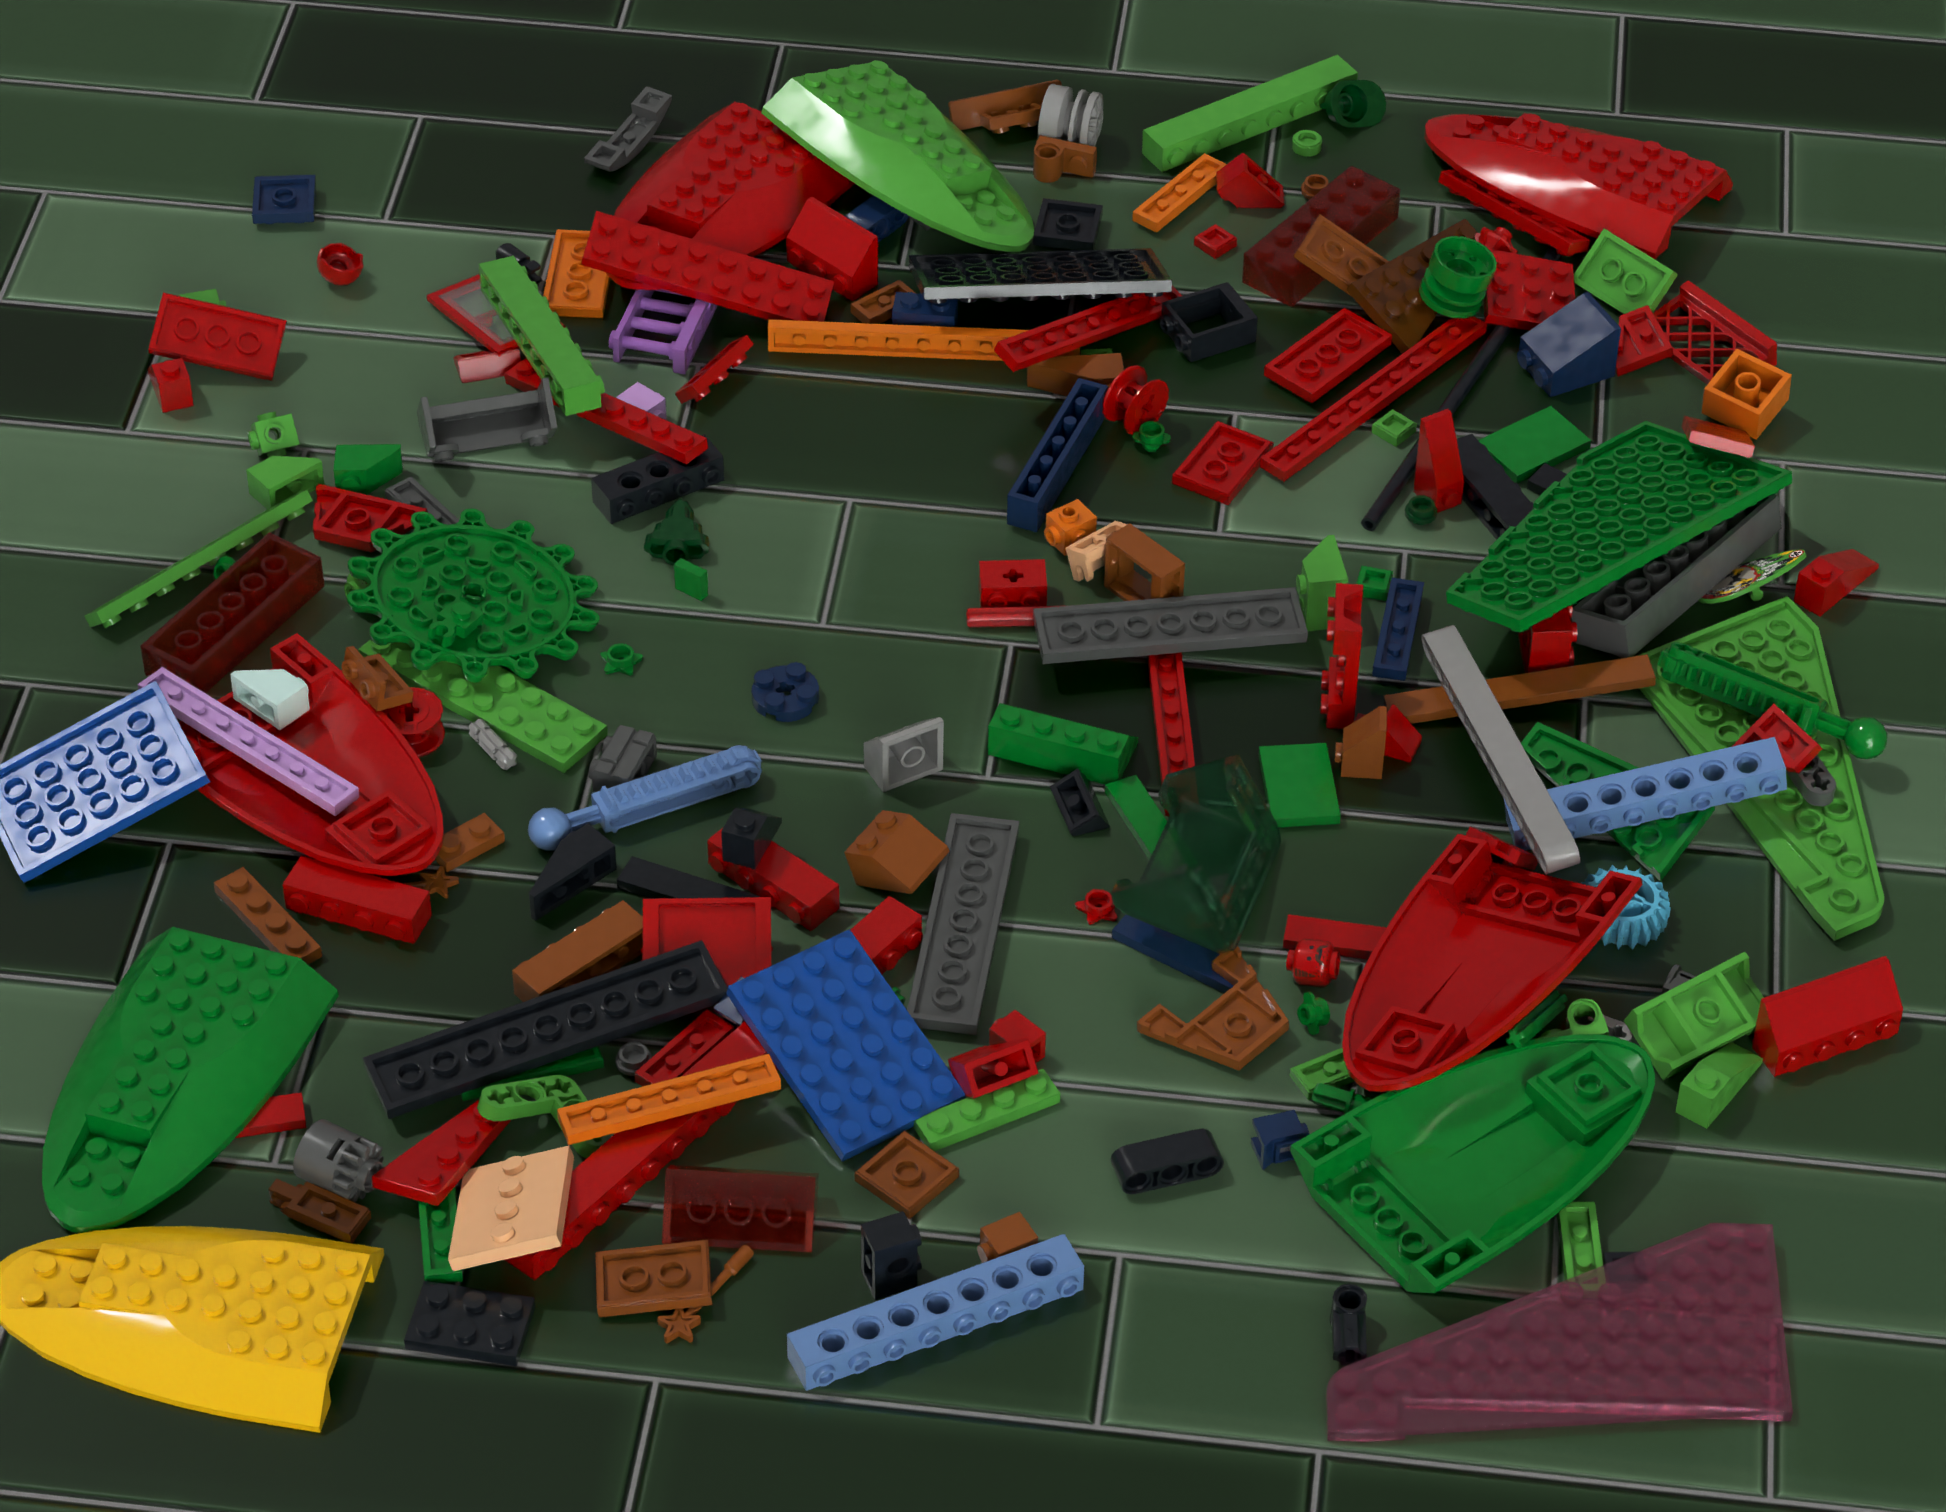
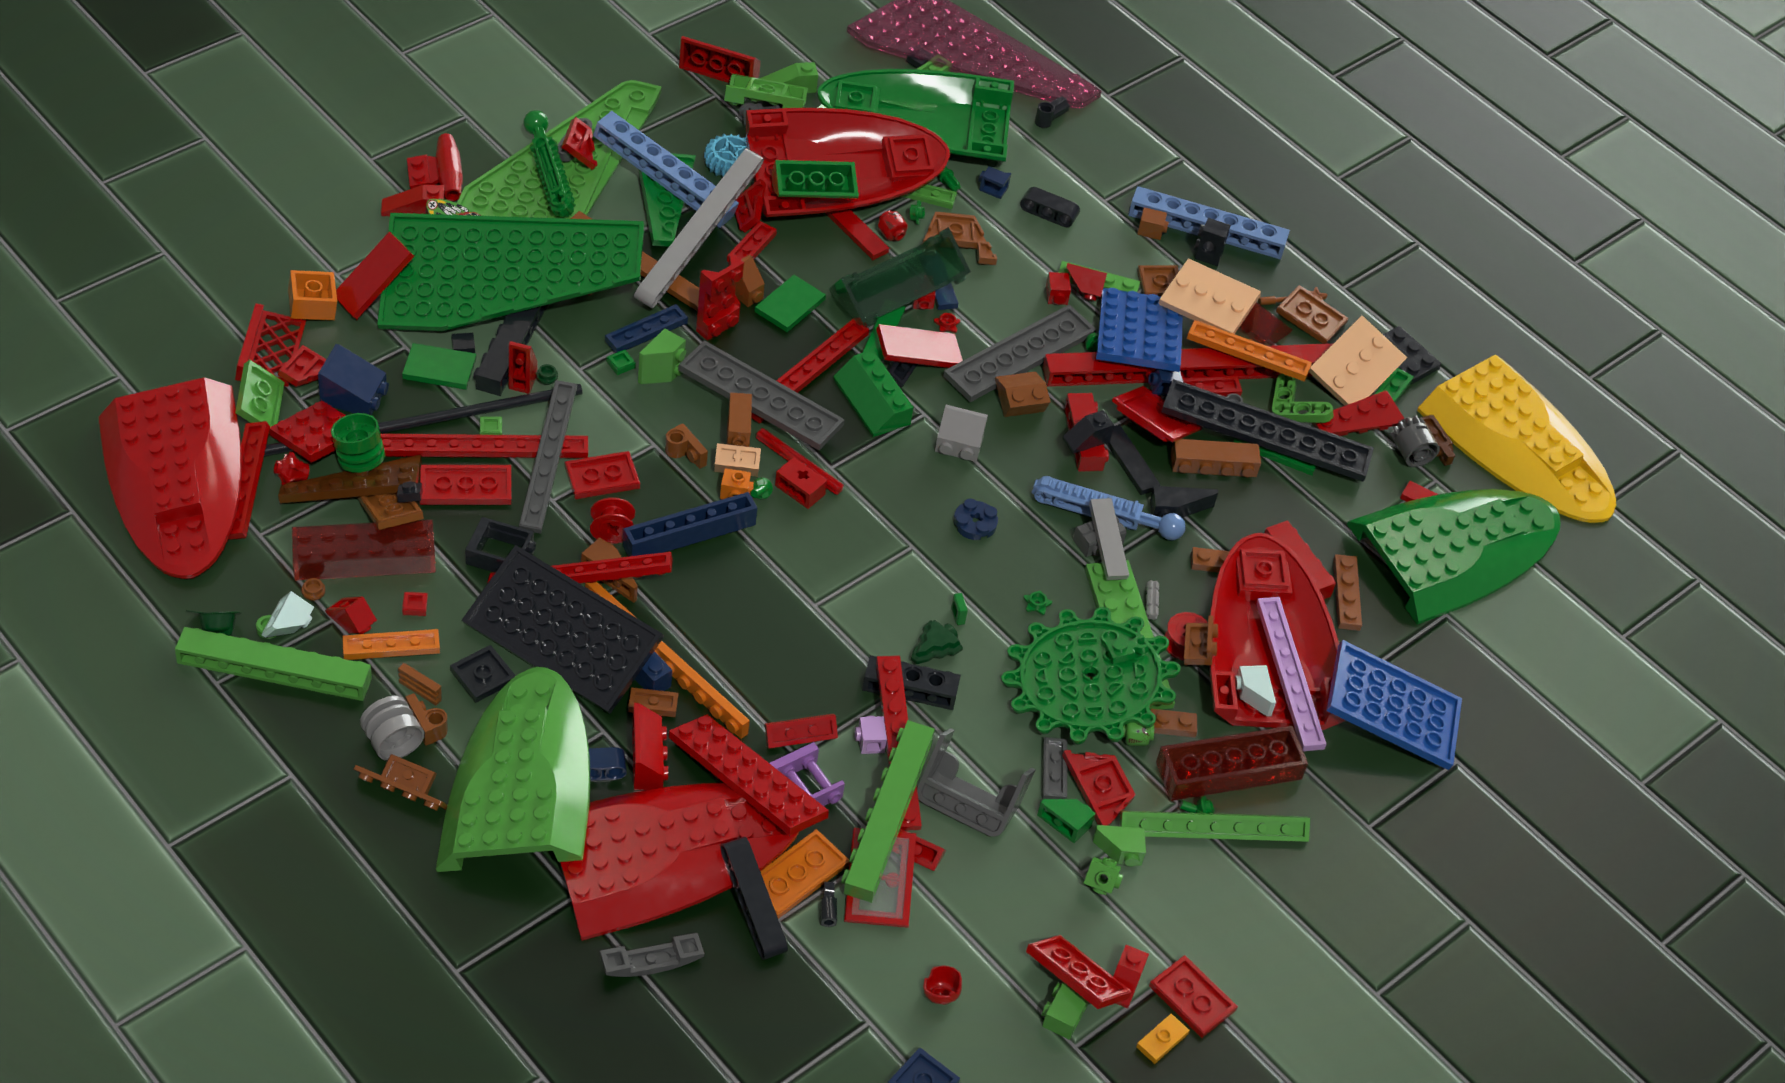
camera: 145 degrees left, 5 degrees up
(89, 364) = (1162, 1038): none -> light orange plate
(90, 415) = (1193, 996): none -> red tile
(345, 632) = (1175, 723): none -> dark orange plate
(583, 198) = (754, 898): none -> black beam
(600, 737) = (1109, 539): none -> light grey tile
(795, 1133) = (1209, 297): none -> light nougat plate
(1042, 549) = (762, 488): none -> green plate
(1080, 823) = (919, 346): none -> tile
(1107, 175) = (420, 684): none -> dark orange tile
(1184, 539) = (682, 442): none -> dark orange plate
(1291, 423) = (548, 456): none -> dark grey tile
(1292, 142) = (288, 616): none -> light aqua slope
(1342, 271) = (409, 492): none -> black plate
(1433, 810) = (754, 241): none -> red plate
(1455, 899) = (814, 179): none -> green slope
(1878, 631) = (443, 168): none -> red plate

